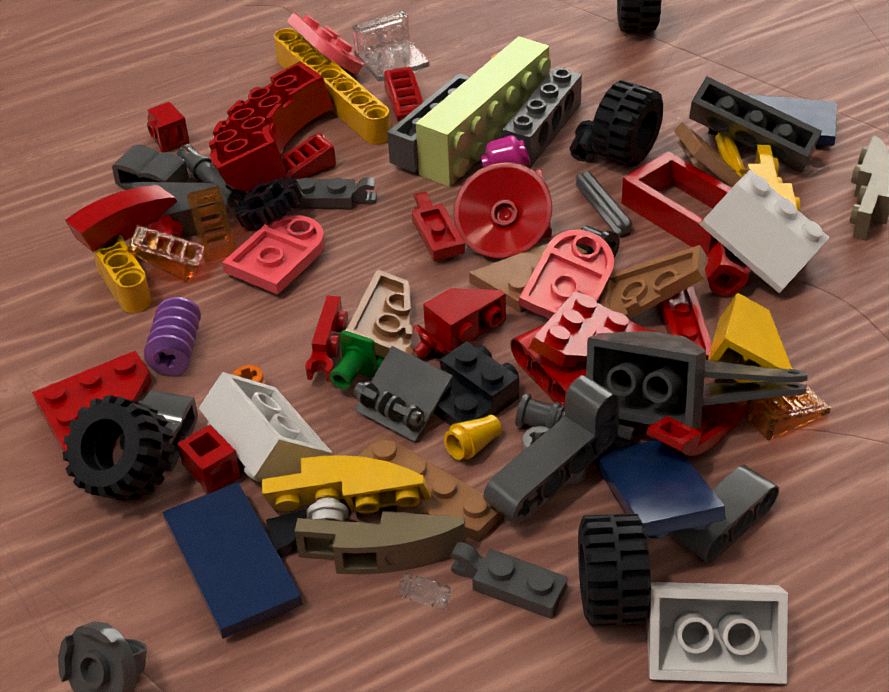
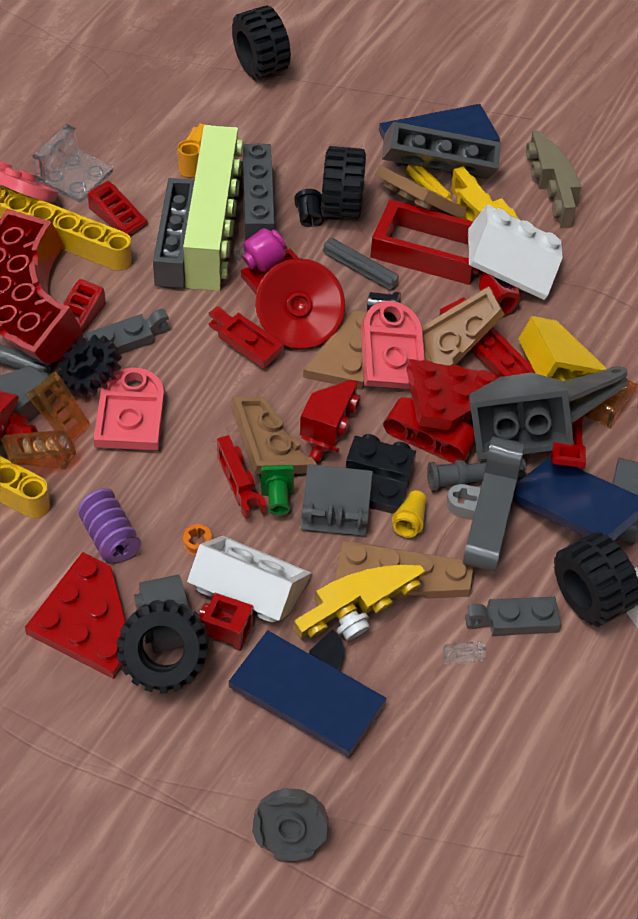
camera: 35 degrees left, 10 degrees up
(394, 545) = (419, 627): dark tan slope -> none

